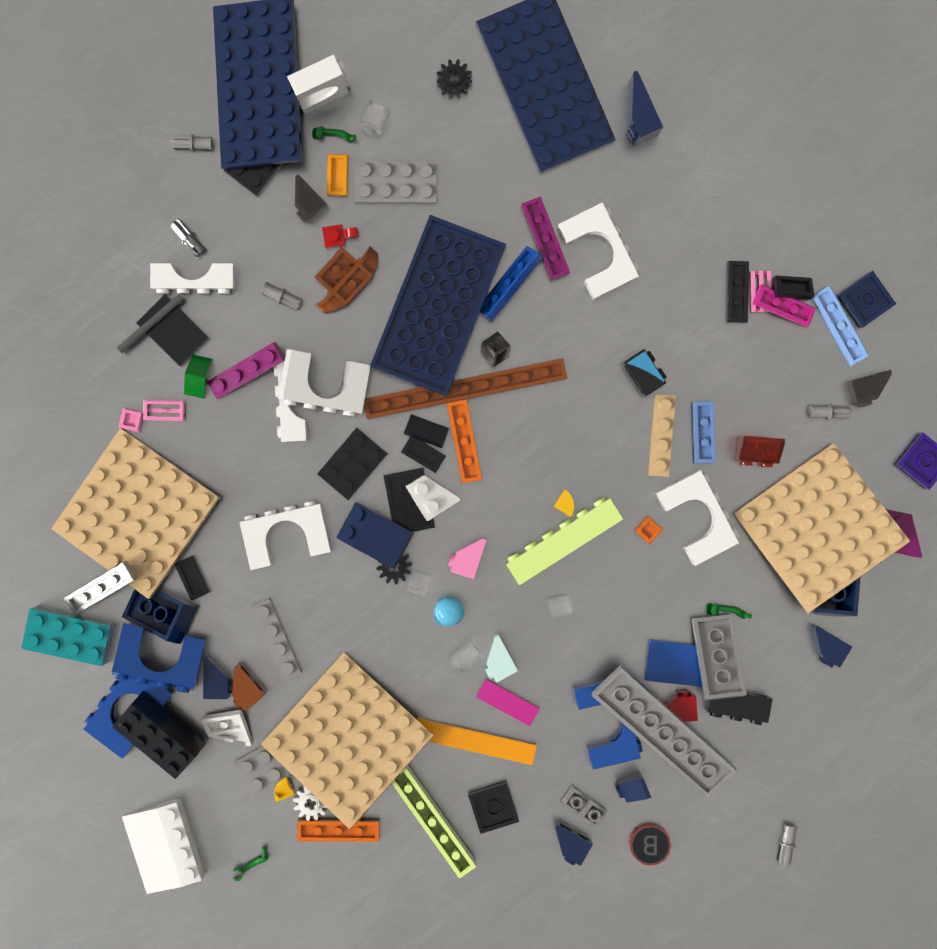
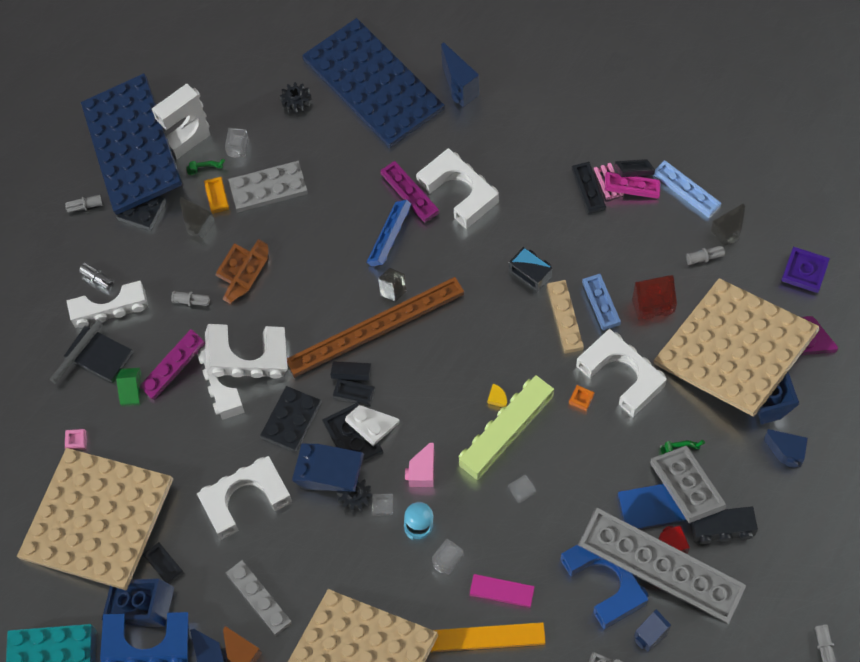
camera: 10 degrees left, 25 degrees down
(100, 587) = (74, 591): plate -> none
(158, 410) = (120, 423): bright pink tile -> none
(335, 235) = (227, 238): red plate -> none
(438, 305) = (331, 267): dark blue plate -> none
(464, 441) = (388, 370): orange plate -> none
(499, 661) = (482, 552): light aqua slope -> none
(867, 299) = (700, 161): dark blue plate -> none

